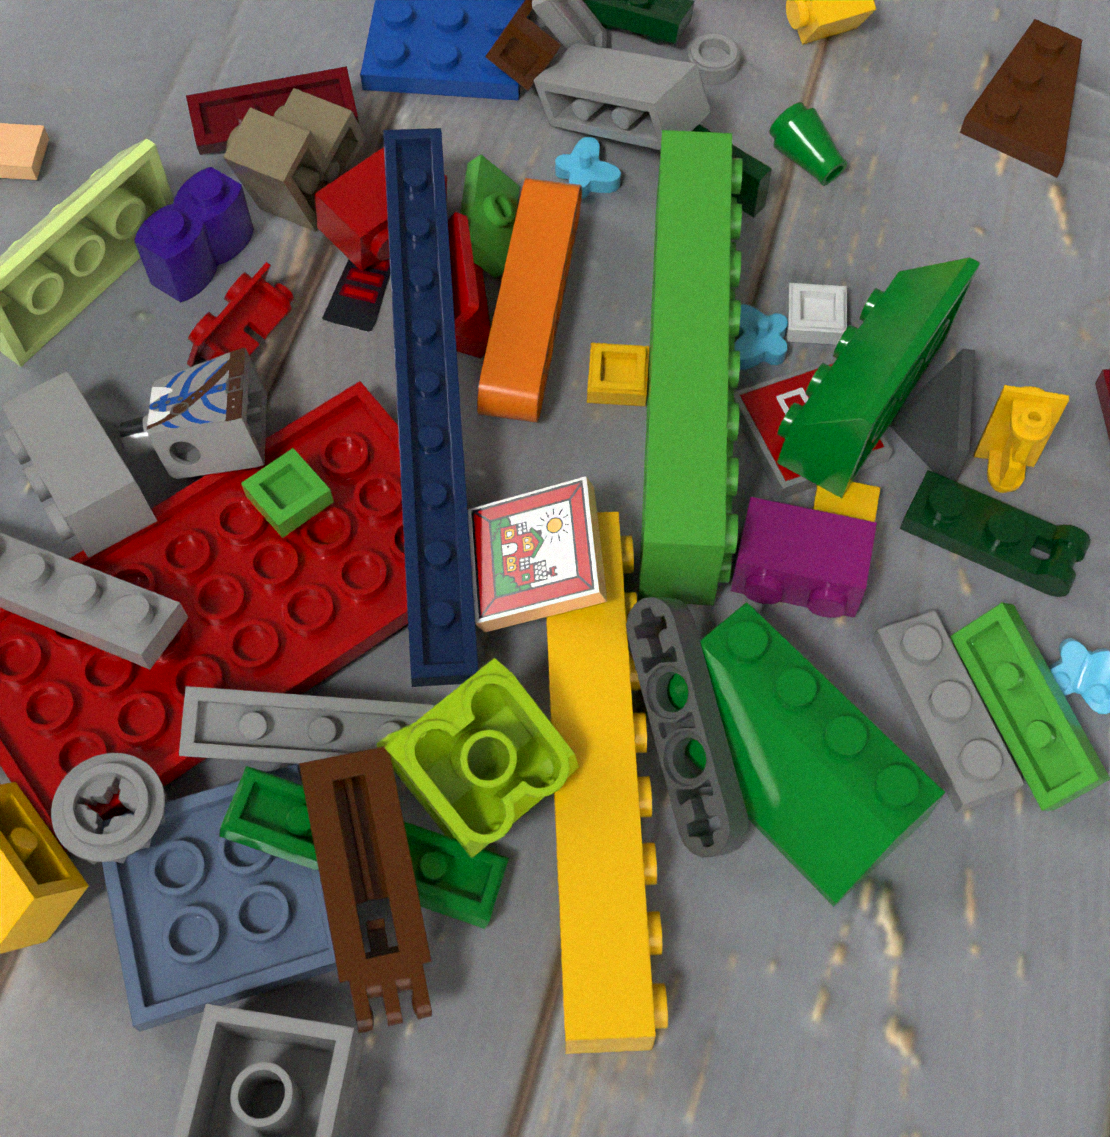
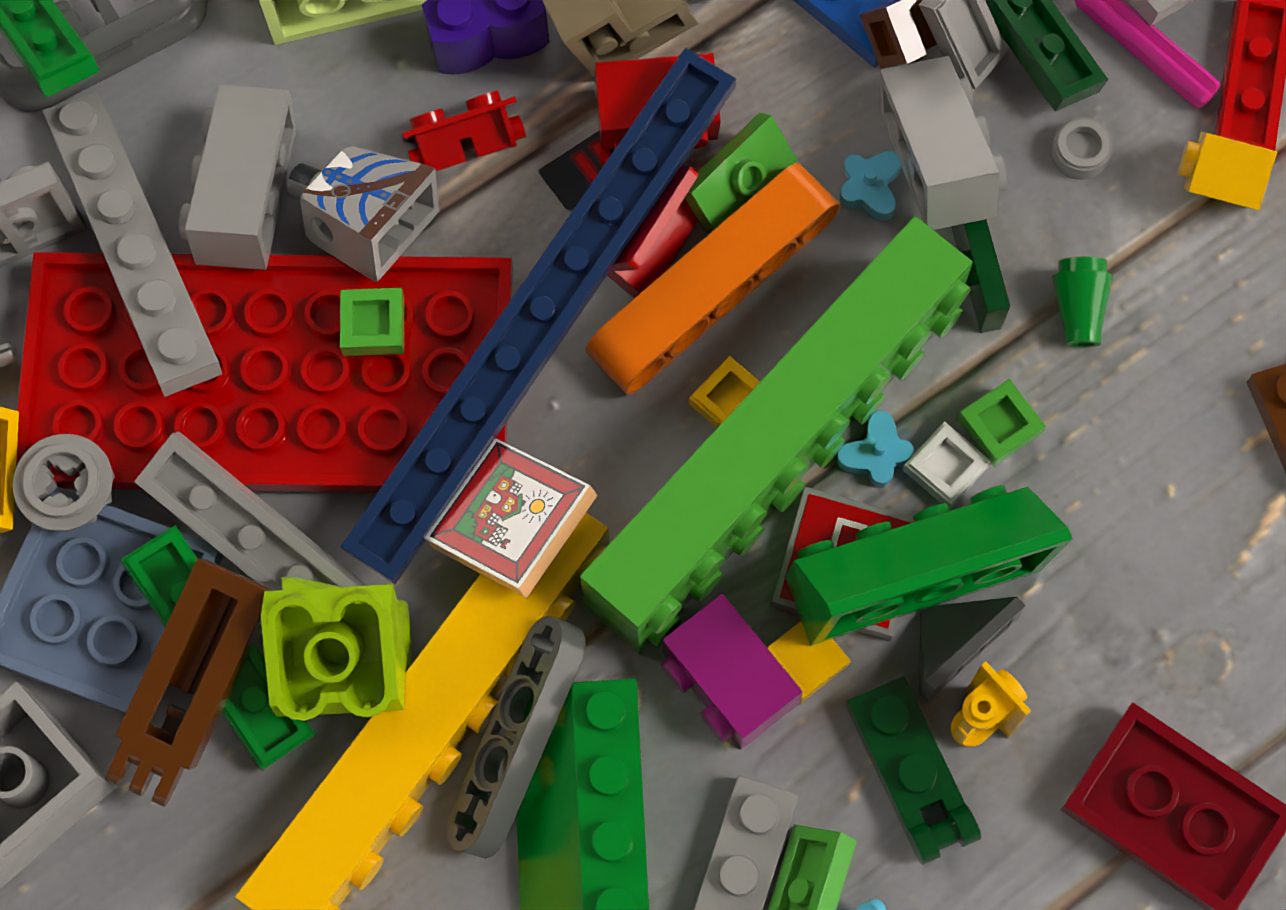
camera: 40 degrees right, 10 degrees up
(829, 255) = (1001, 422): none -> bright green plate

